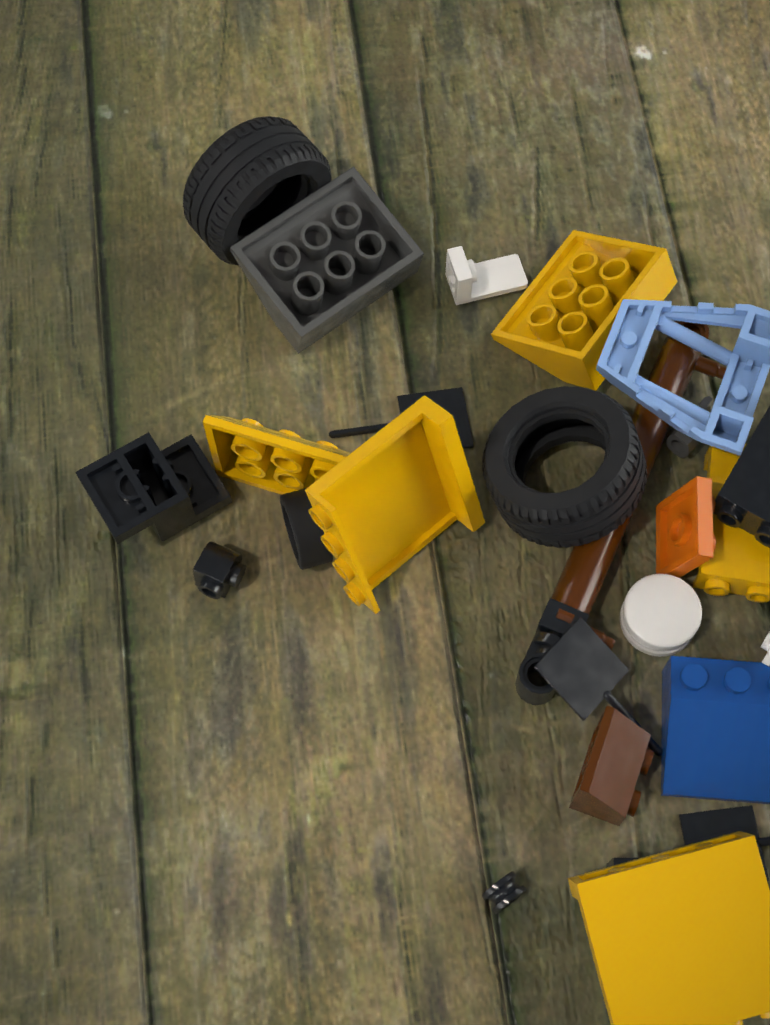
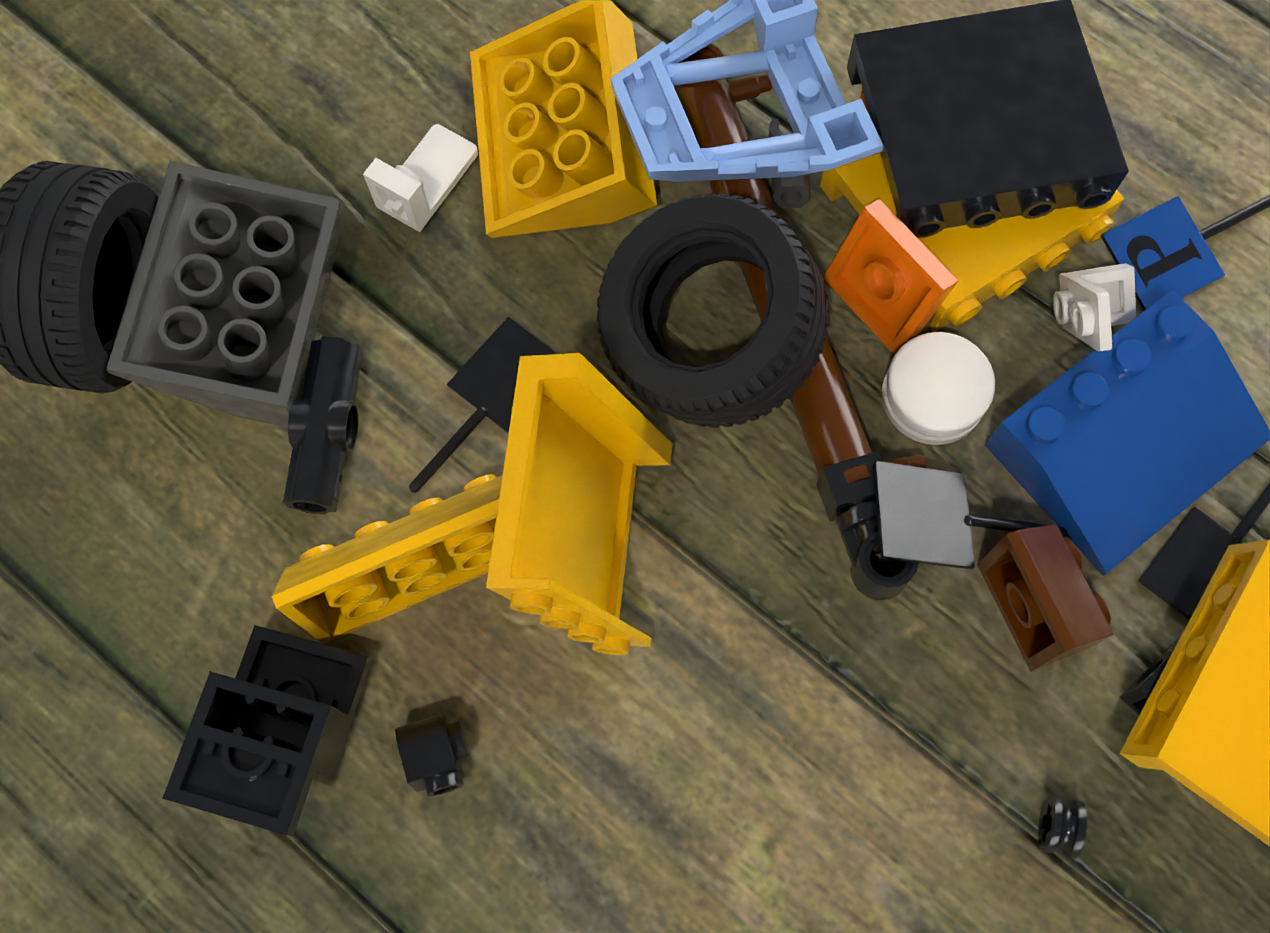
camera: 40 degrees left, 5 degrees up
(303, 531) = (488, 621): black tyre -> none
(314, 364) = (323, 426): none -> black piece

